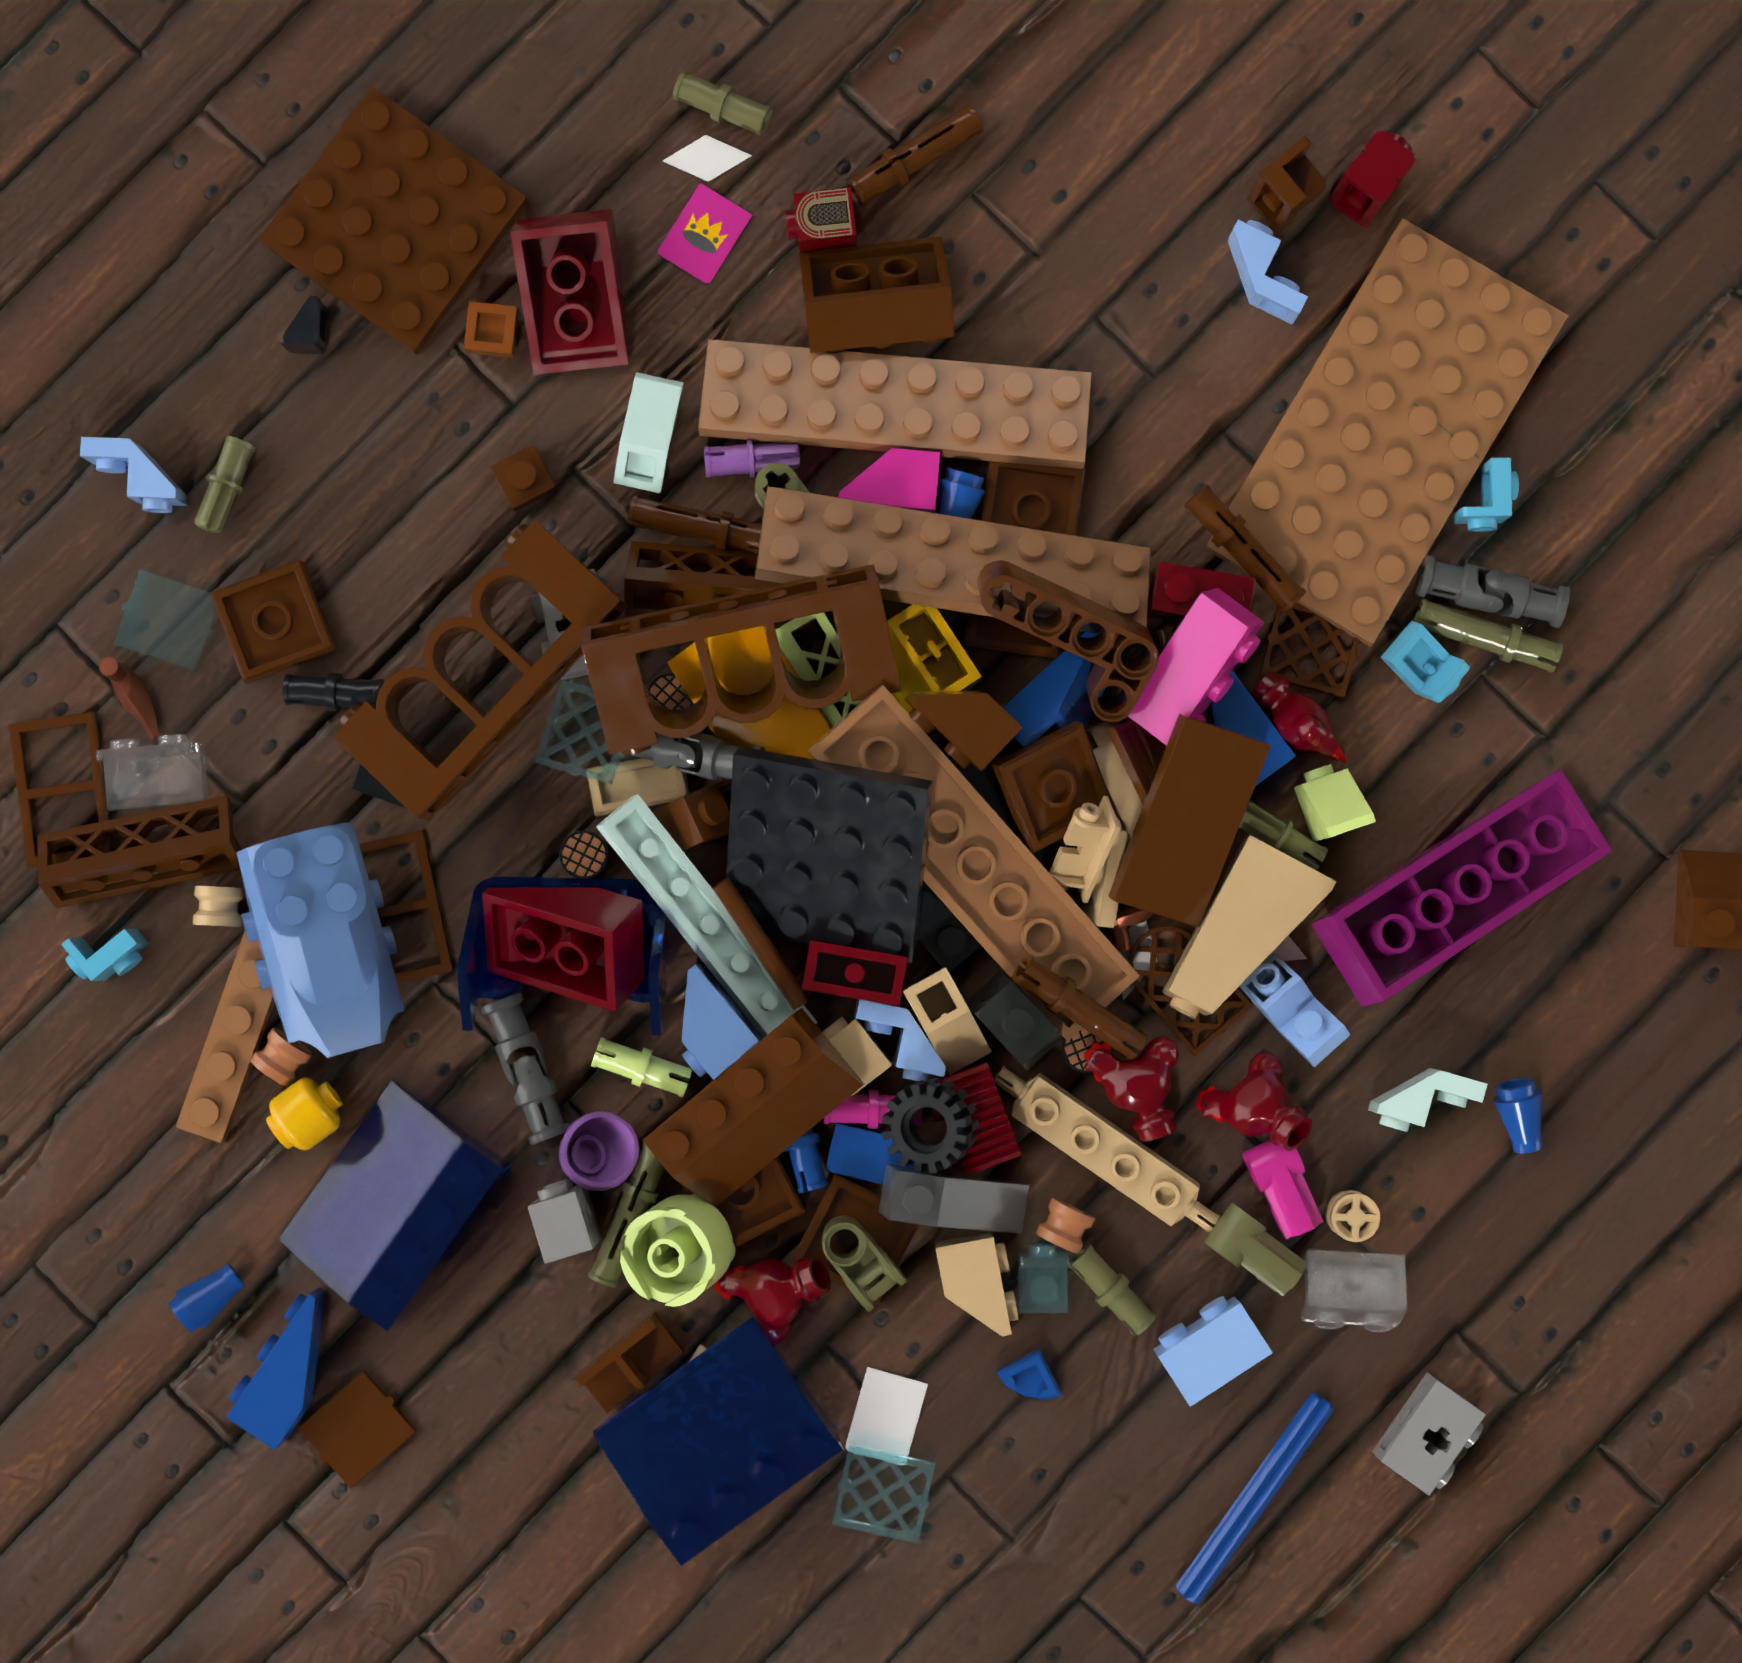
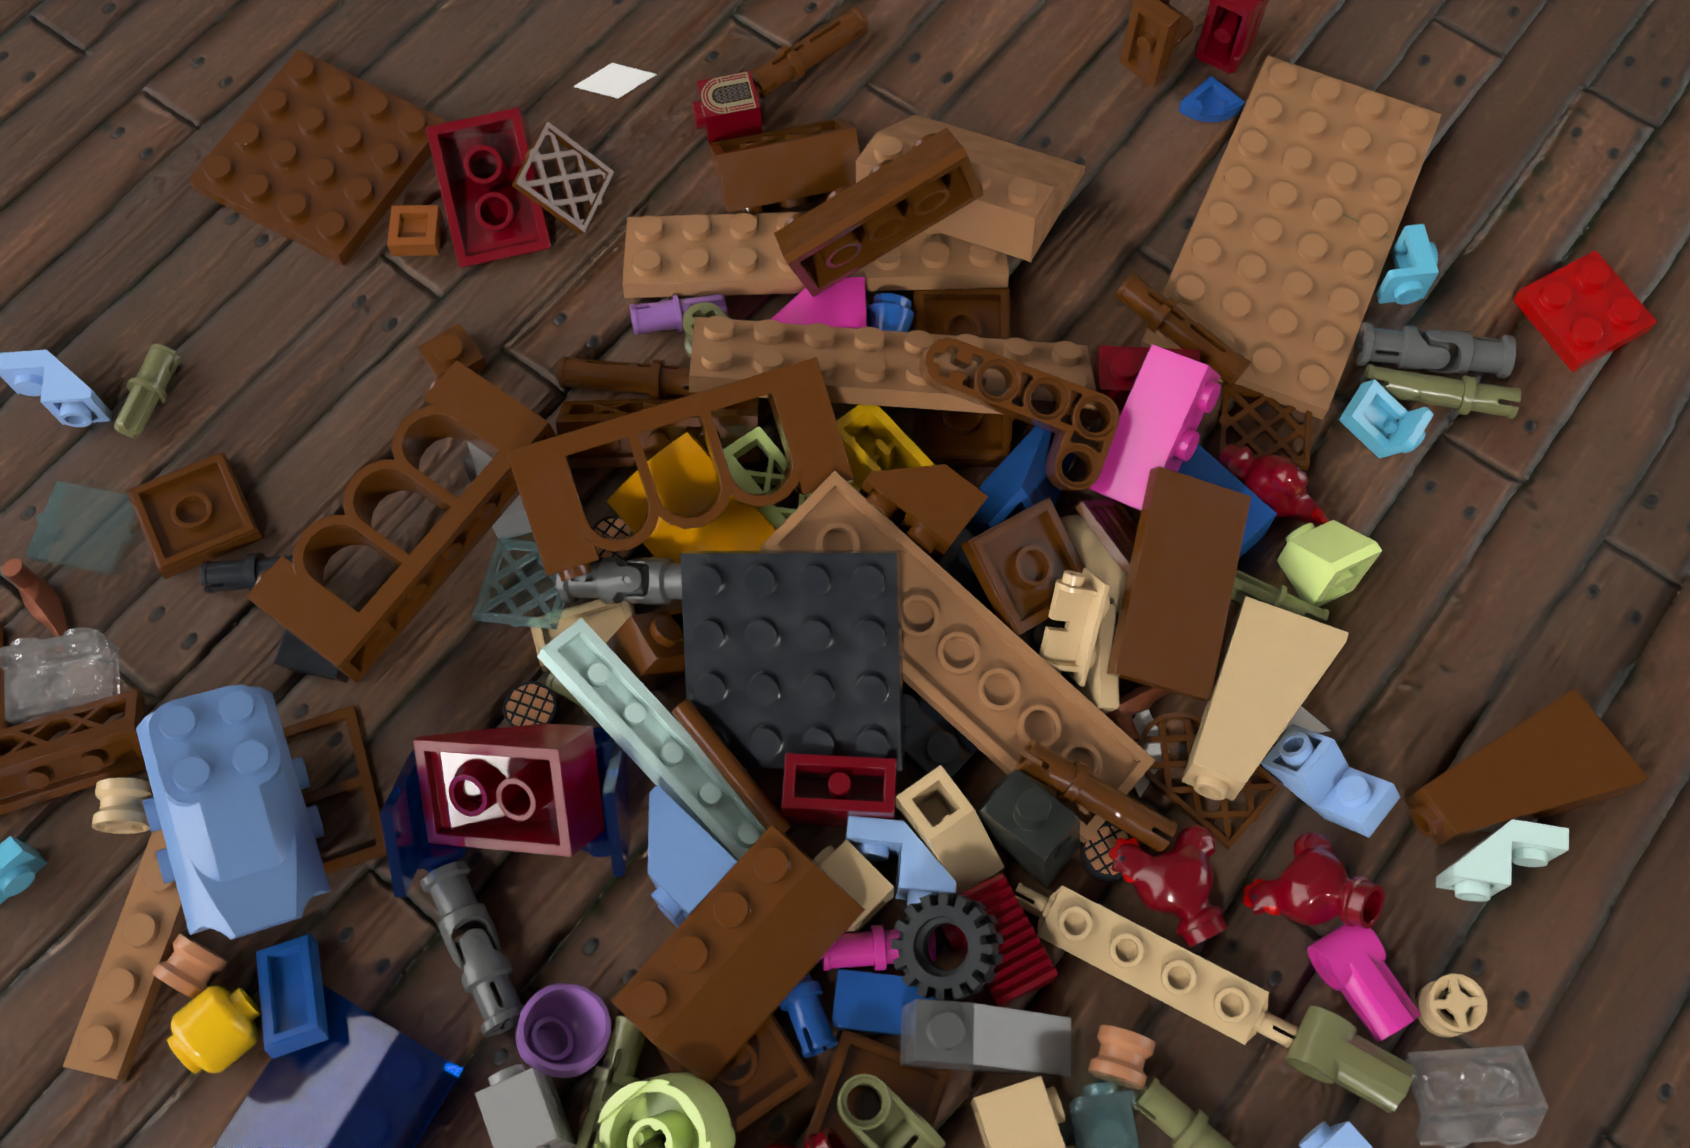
camera: 10 degrees left, 20 degrees down
(308, 329) = (232, 246): black slope -> none
(369, 1093) = (291, 996): none -> blue tile
(641, 1067) = (607, 930): yellowish green pin -> none
(648, 432) = (571, 300): light aqua slope -> none
(674, 309) = (547, 202): none -> window
(704, 233) = (620, 137): dark pink sticker -> none
(722, 103) = (625, 30): olive pin -> none
(956, 406) = (879, 212): none -> reddish brown slope
(1060, 347) = (1018, 185): none -> medium nougat slope
(1253, 251) = (1150, 121): light blue slope -> none
(1333, 265) = (1211, 102): none -> blue tile
(1460, 889) = (1475, 634): magenta slope -> none
(1471, 1024) = (1531, 772): none -> reddish brown slope
(1521, 1113) = (1610, 865): blue cone -> none
(1655, 560) = (1584, 311): none -> red plate

